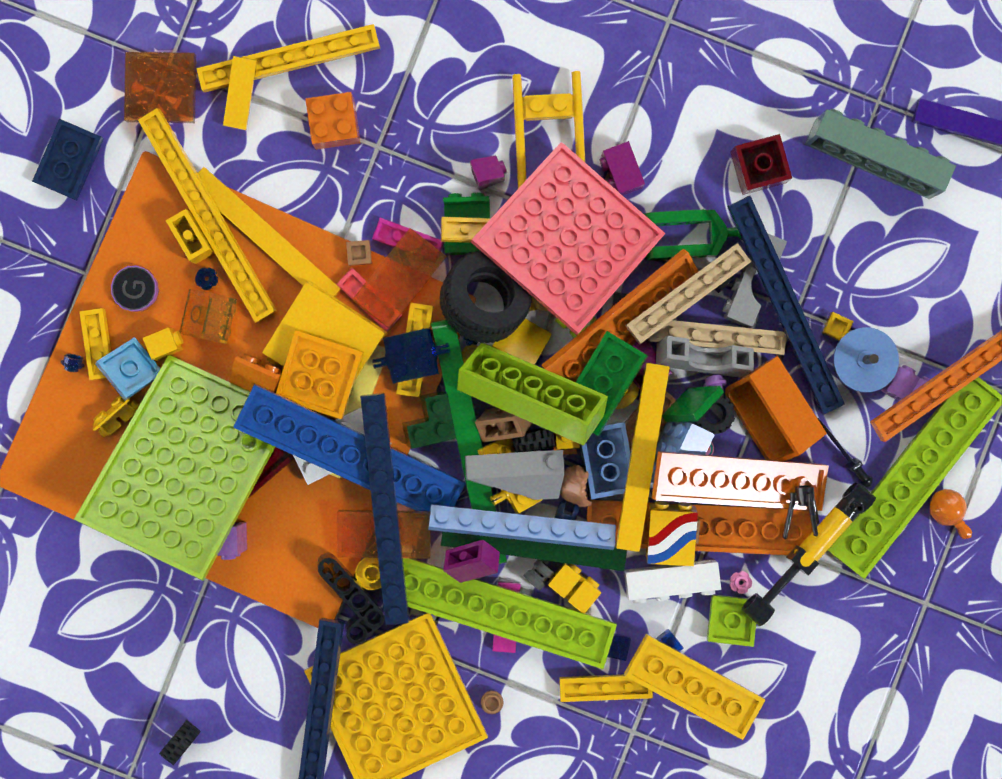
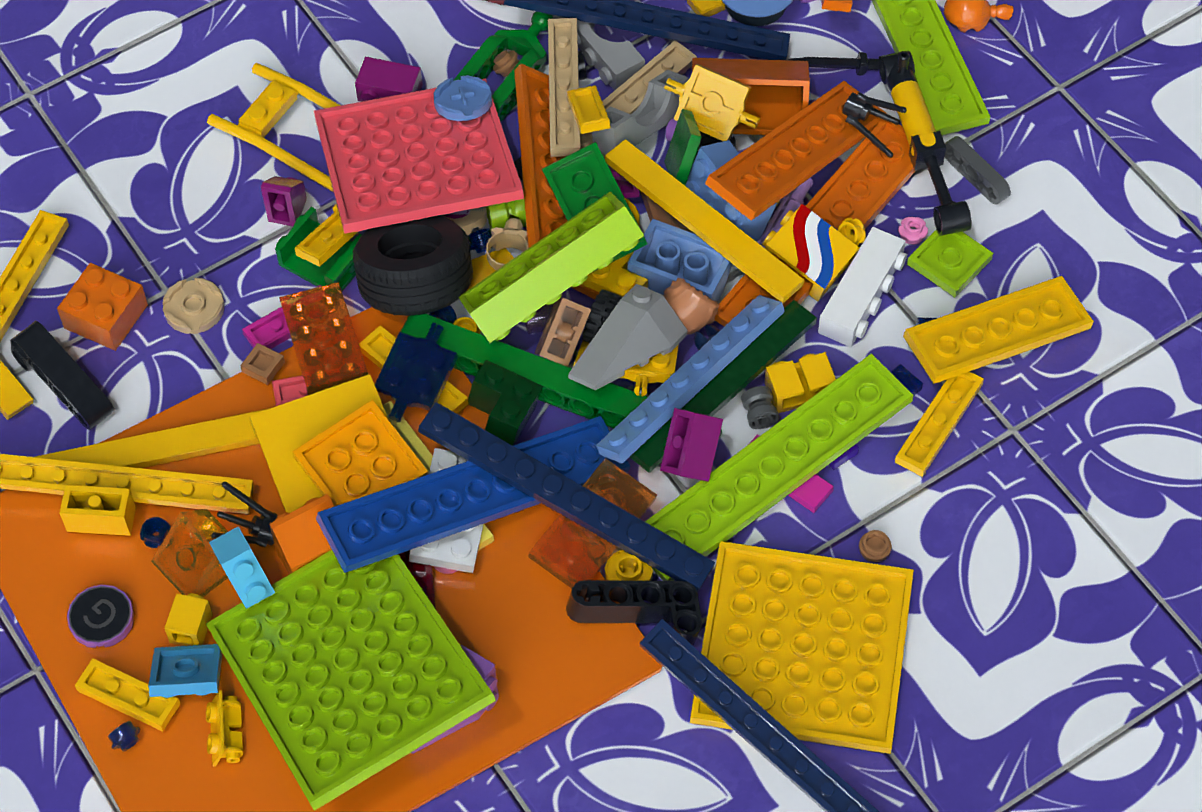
camera: 55 degrees left, 30 degrees down
(203, 357) = (242, 567): none -> medium azure brick
(248, 341) = (258, 527): none -> black plant
(266, 135) = (39, 351): none -> black beam
(377, 172) = (193, 305): none -> tan tile
(543, 319) = (479, 240): none -> clear blue plate
(559, 337) = (508, 237): none -> tan piece
(634, 234) = (462, 98): none -> medium blue tile
(672, 329) = (588, 109): none -> yellow tile
(692, 233) = (505, 62): none -> medium nougat plate
(704, 552) = (846, 229): none -> yellow plate
(740, 402) = (714, 101): none -> yellow plate
(814, 595) = (976, 170): none -> dark grey beam

